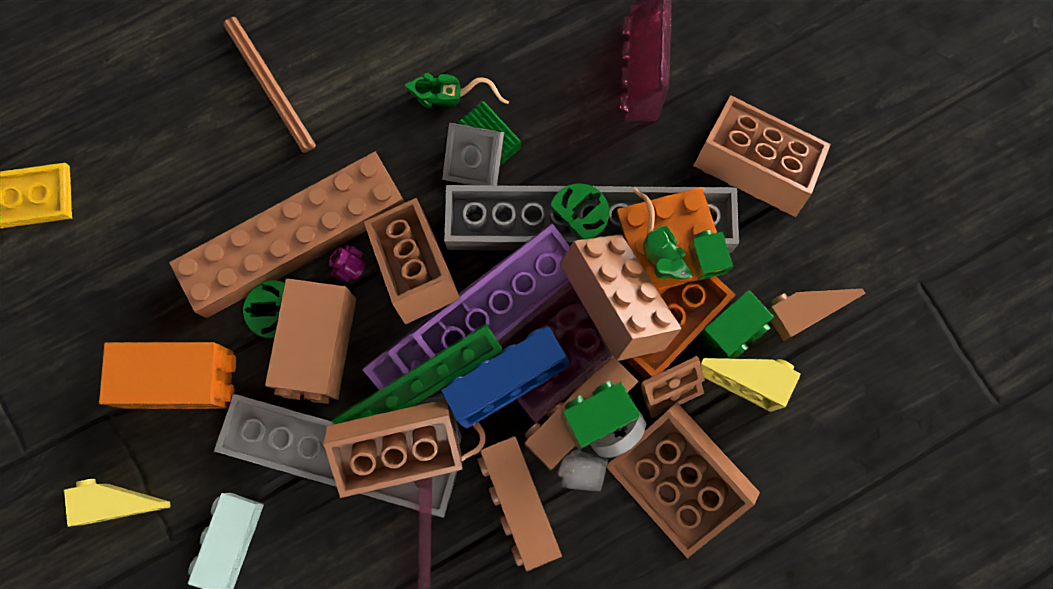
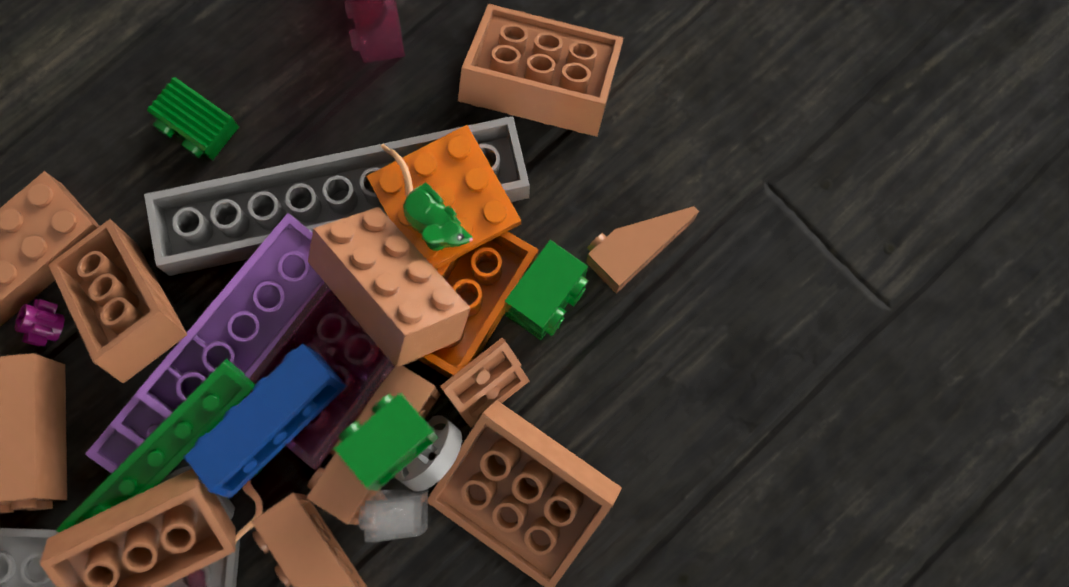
camera: 20 degrees left, 0 degrees up
(444, 90) = (121, 74): green animal -> none
(472, 155) = (174, 148): light grey tile -> none
(579, 194) = (314, 171): green piece -> none
(710, 254) = (490, 207): green brick -> none
(756, 380) = (586, 349): light yellow slope -> none

